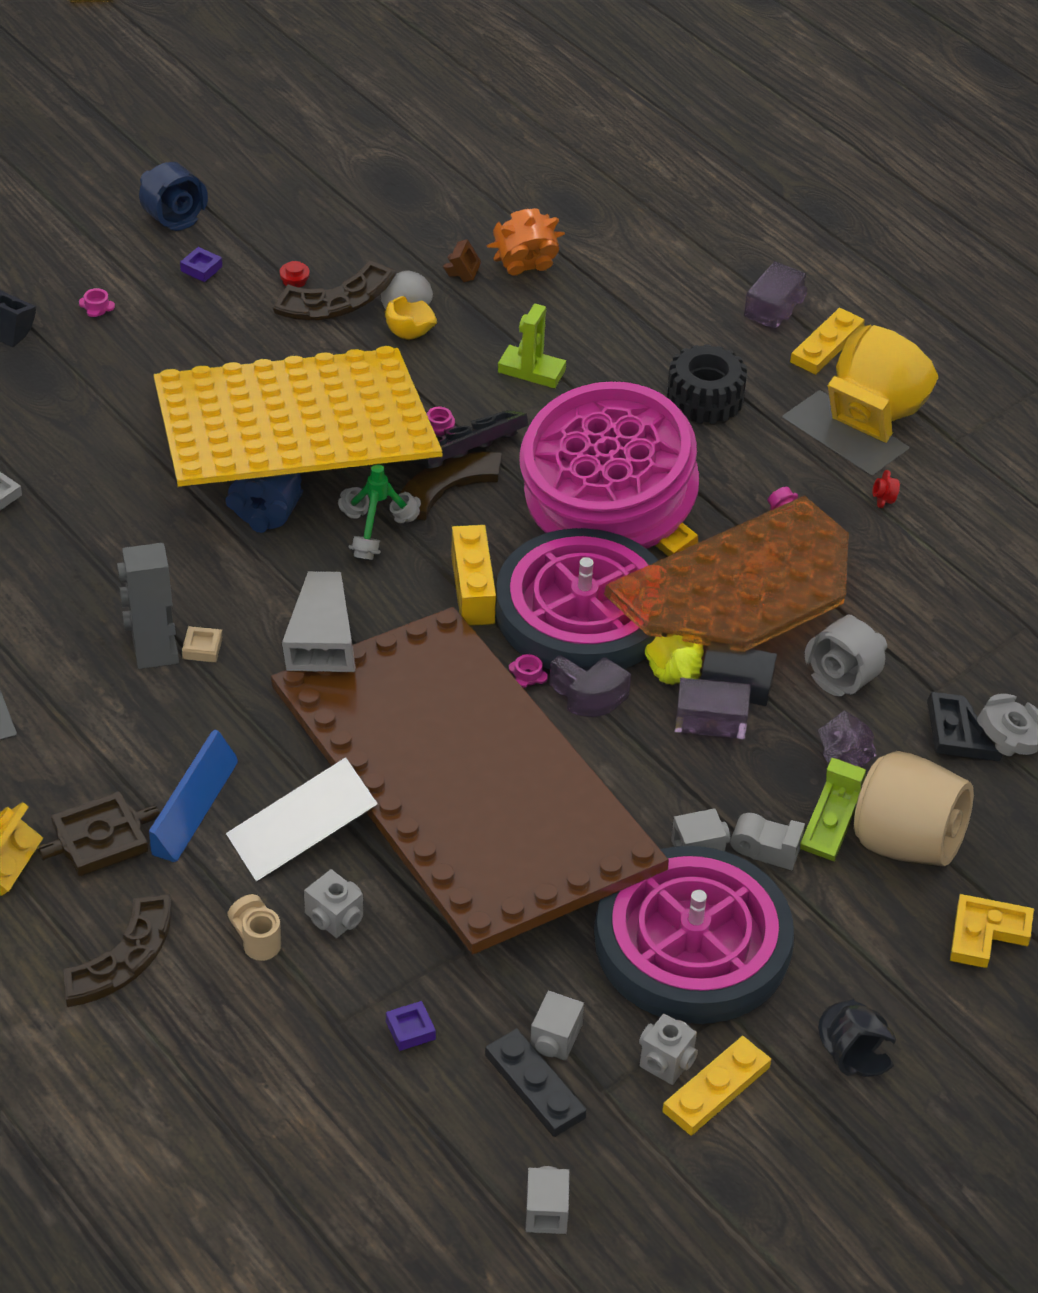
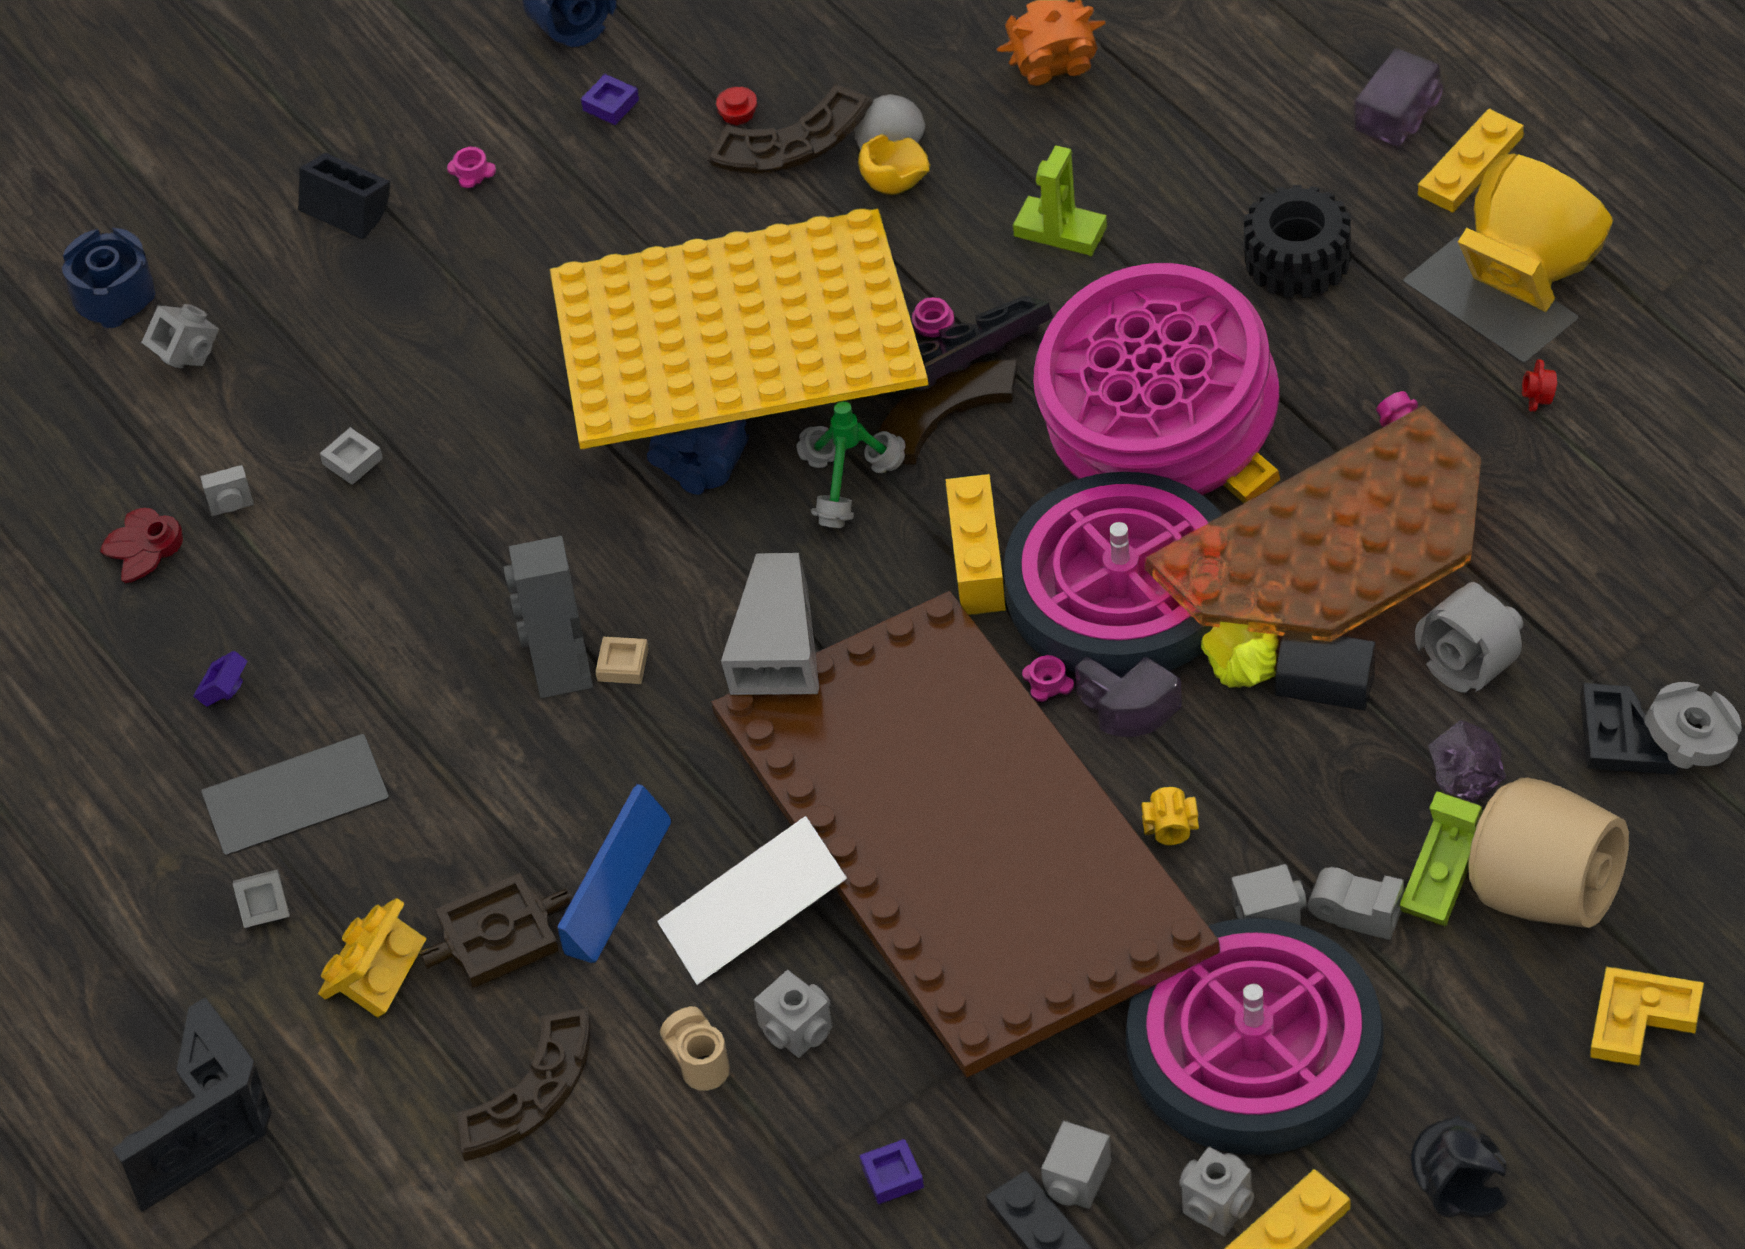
camera: 10 degrees right, 5 degrees up
(463, 261) = (966, 72): reddish brown tile -> none
(624, 771) = (1170, 815): none -> yellow gear
(713, 705) = (1288, 721): clear purple brick -> none

